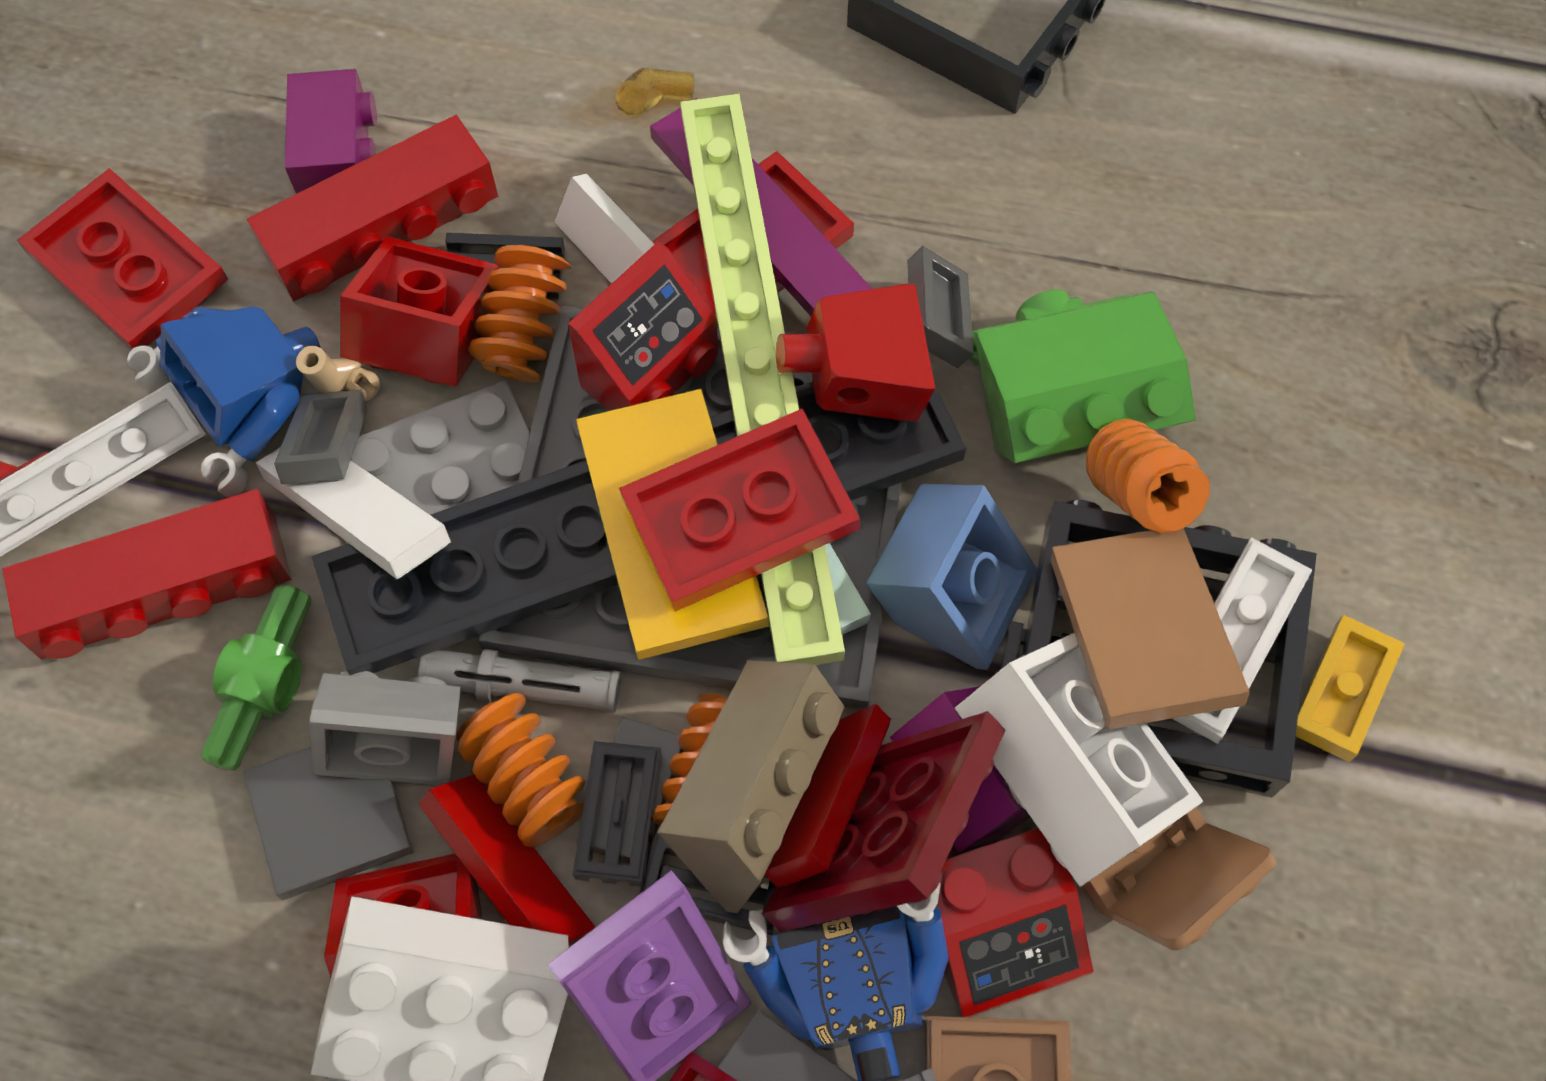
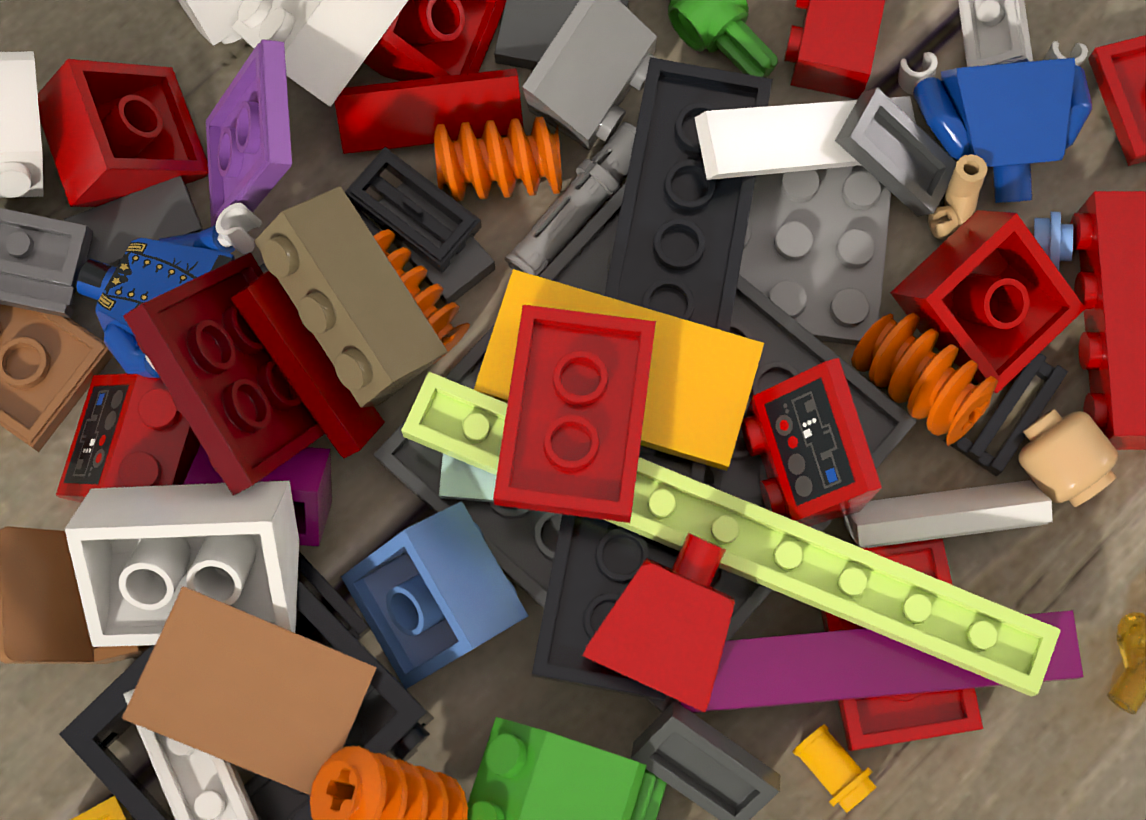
camera: 120 degrees right, 10 degrees up
(326, 293) = (1054, 237): none -> light blue plate
(523, 192) = (1068, 457): none -> tan head
(878, 221) = (835, 769): none -> yellow pin

